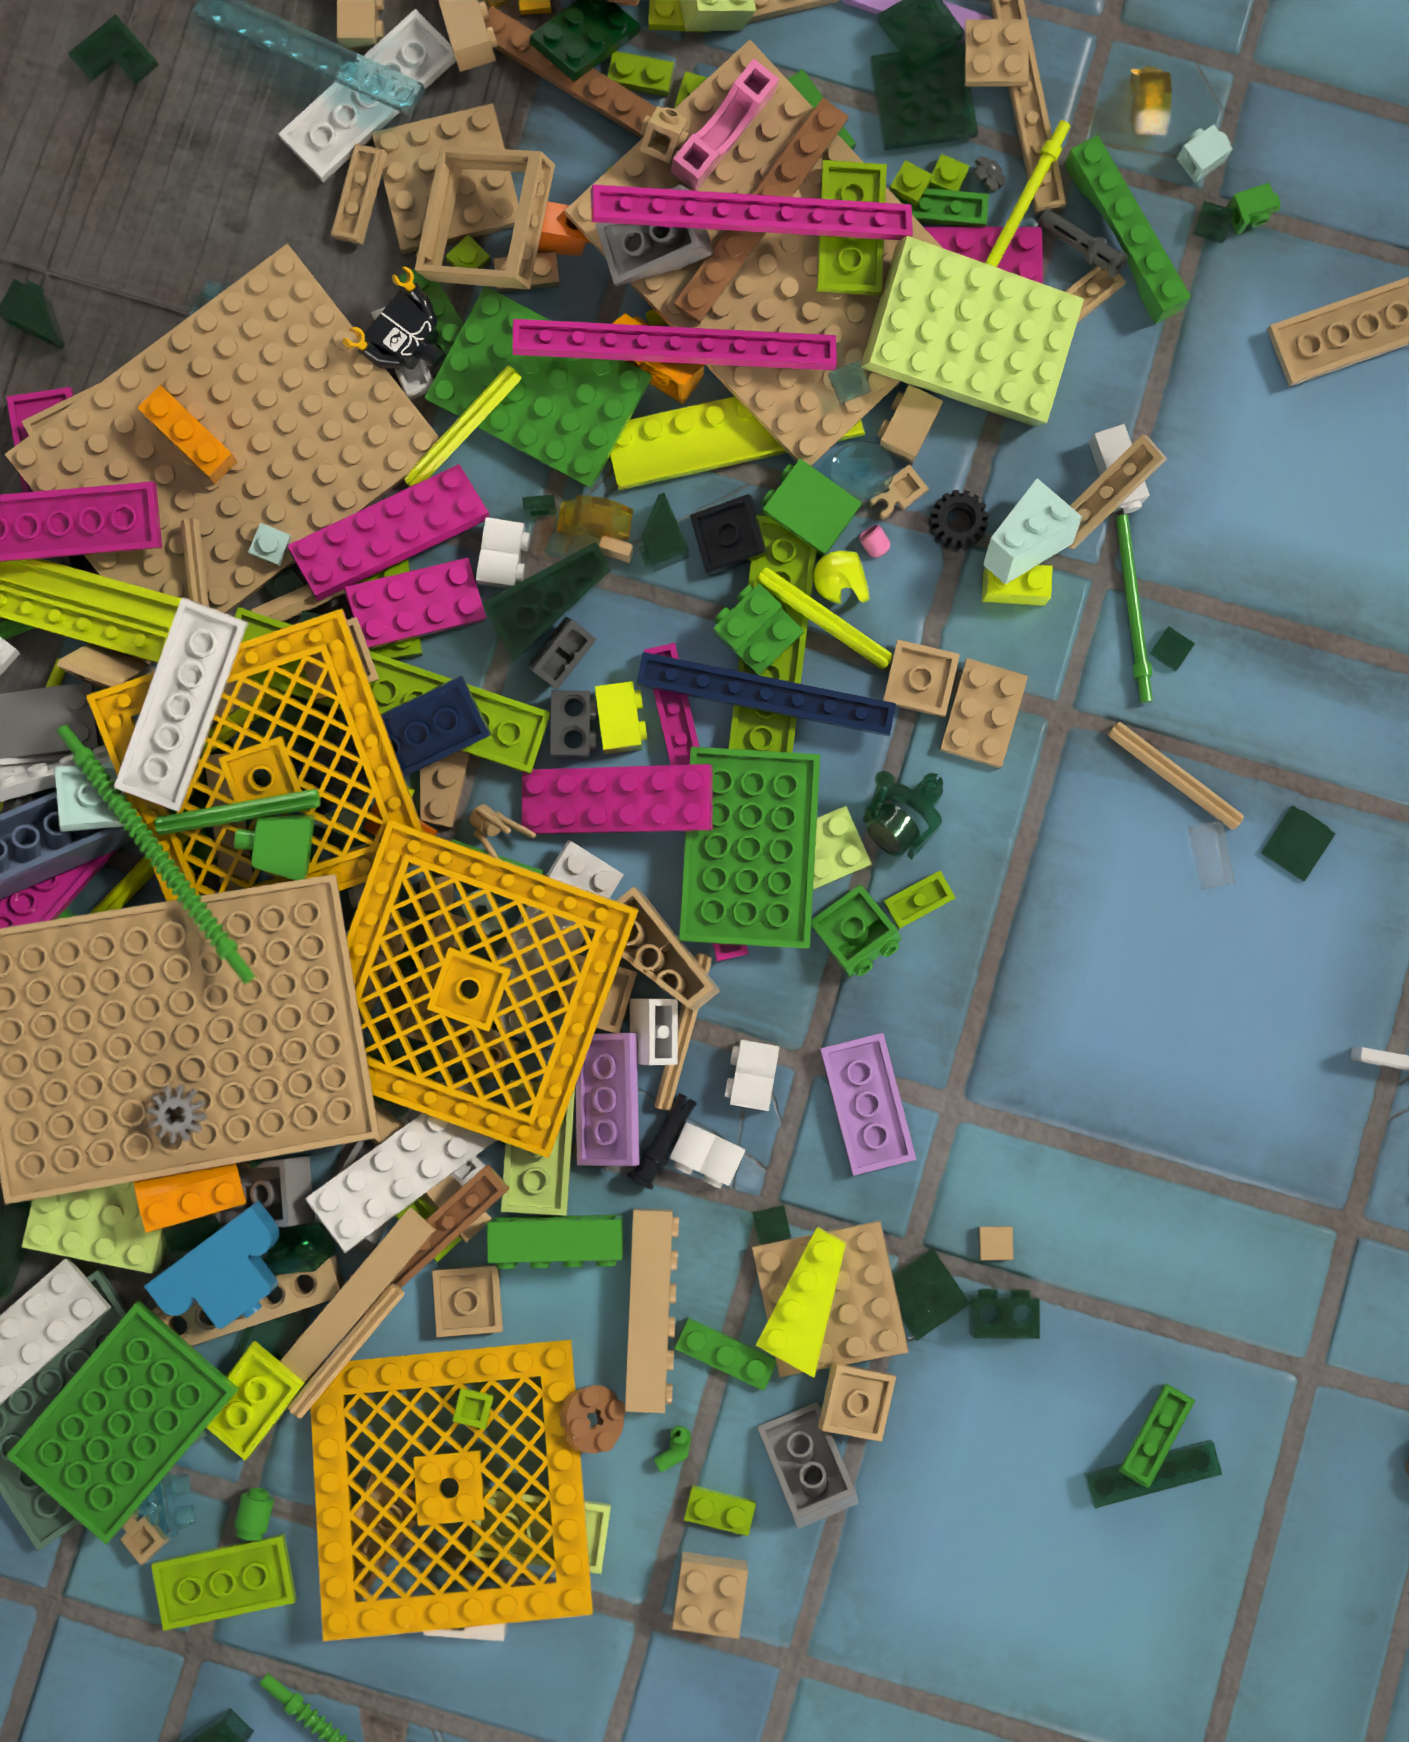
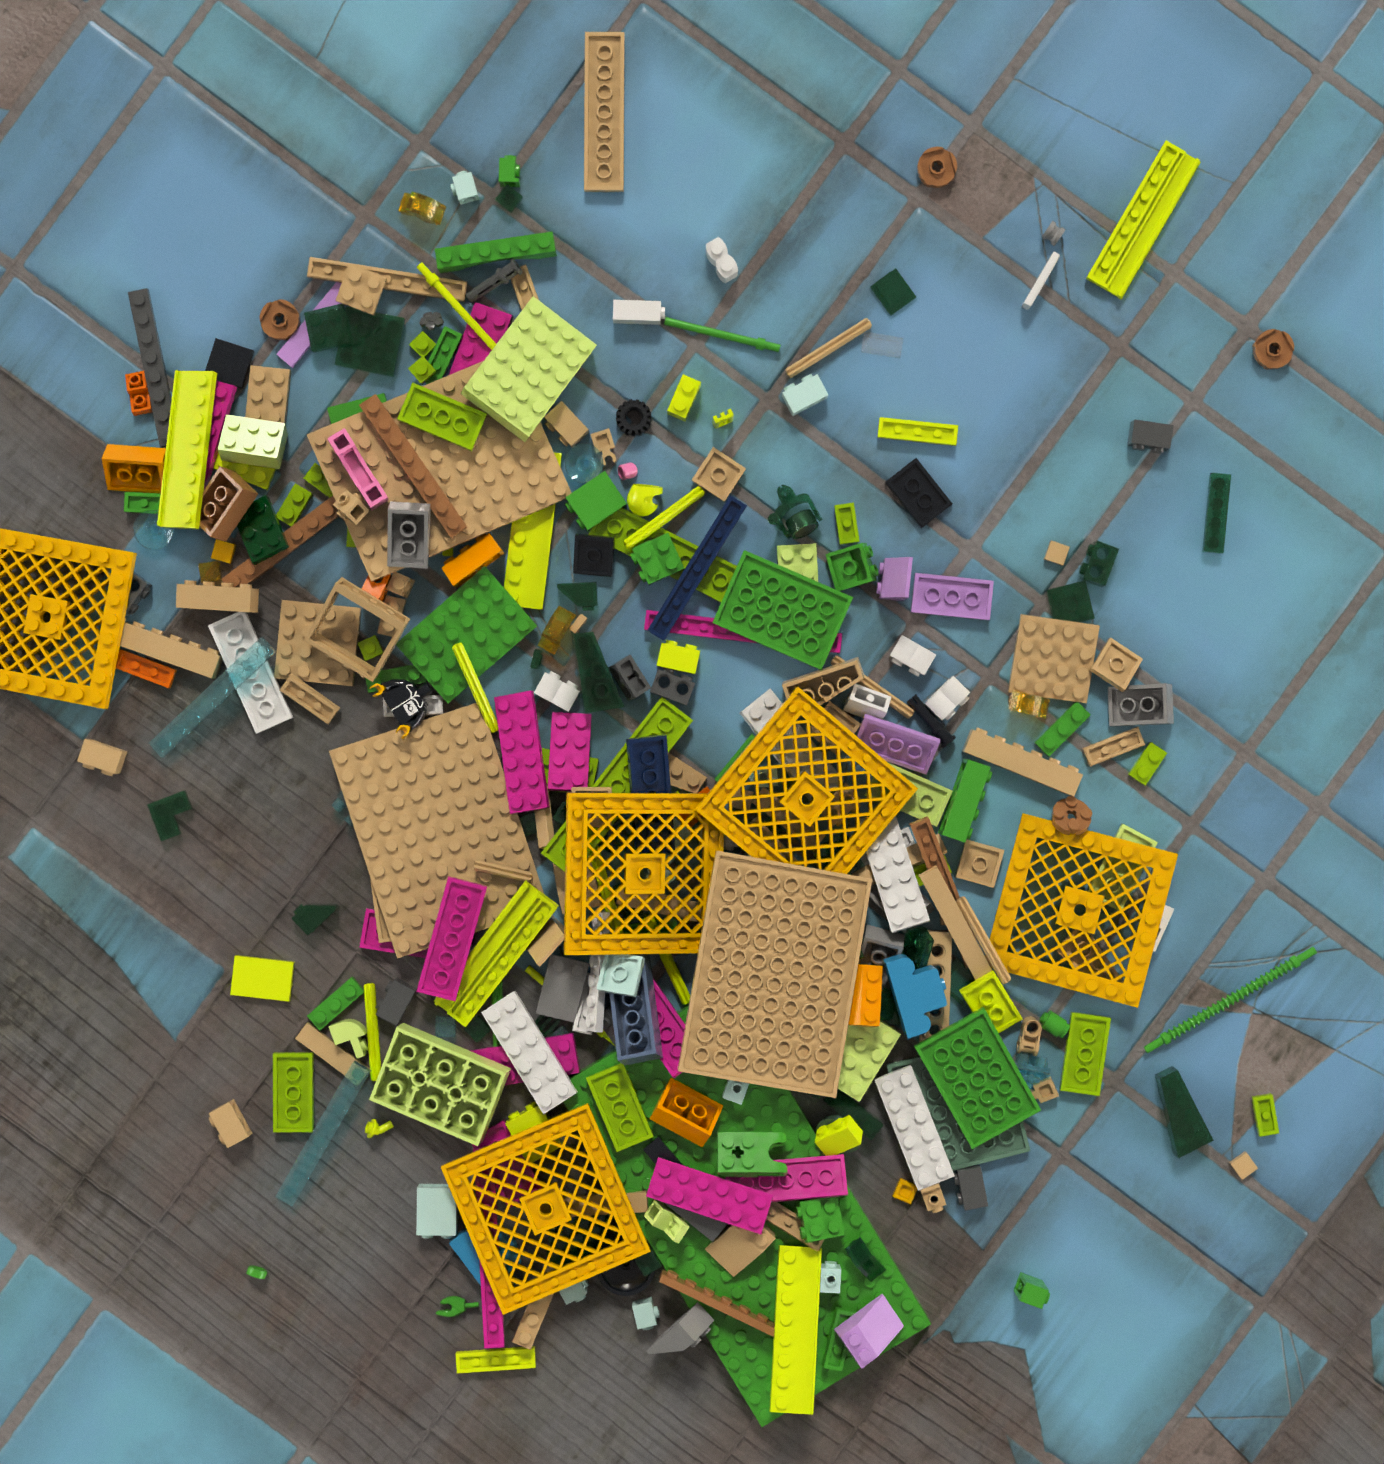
camera: 65 degrees left, 5 degrees up
(173, 1101) = (827, 986): light grey gear -> none
(181, 704) = (590, 902): white plate -> none
(187, 434) = (426, 848): light orange brick -> none
(215, 1482) = (1029, 1040): none -> tan piece
(225, 947) = (739, 924): bright green hose -> none
(237, 812) = (660, 893): bright green axle -> none
(269, 544) = (505, 823): light aqua plate -> none
(279, 844) = (687, 876): bright green torso -> none
(473, 1408) = (1041, 880): lime plate -> none
(490, 823) = (713, 754): tan plant -> none
(578, 265) = (400, 584): none -> tan brick
(618, 799) = (727, 676): dark pink plate -> none
(673, 344) = (476, 546): dark pink plate -> none
(678, 1449) = (1104, 774): bright green arm -> none
(710, 1595) = (1191, 785): tan brick -> none
(727, 1446) = (1113, 746): none -> tan tile
(744, 1285) = (1028, 704): none -> clear yellow brick
(750, 212) = (419, 473): dark pink plate -> none
(771, 1224) = (999, 676): clear green tile -> none
(802, 1313) = (1055, 676): neon yellow wing -> none
(849, 382) = (531, 452): clear light blue tile -> none
(862, 1002) = (894, 578): none -> lavender slope
(983, 713) = (751, 445): tan plate -> none
(1007, 994) = (918, 493): none -> black tile
(1010, 649) = (723, 420): none -> neon yellow tile
(1031, 533) = (660, 379): light aqua wedge -> none
(1091, 763) = (804, 394): none -> light aqua brick
(1101, 957) = (917, 431): none -> neon yellow plate
(1116, 485) = (651, 325): tan plate -> none
(1156, 1435) = (1196, 503): bright green tile -> none
(1172, 648) = (753, 321): clear green tile -> none
(1232, 1322) = (1150, 436): none -> dark grey brick
(1245, 565) = (718, 256): none -> white brick

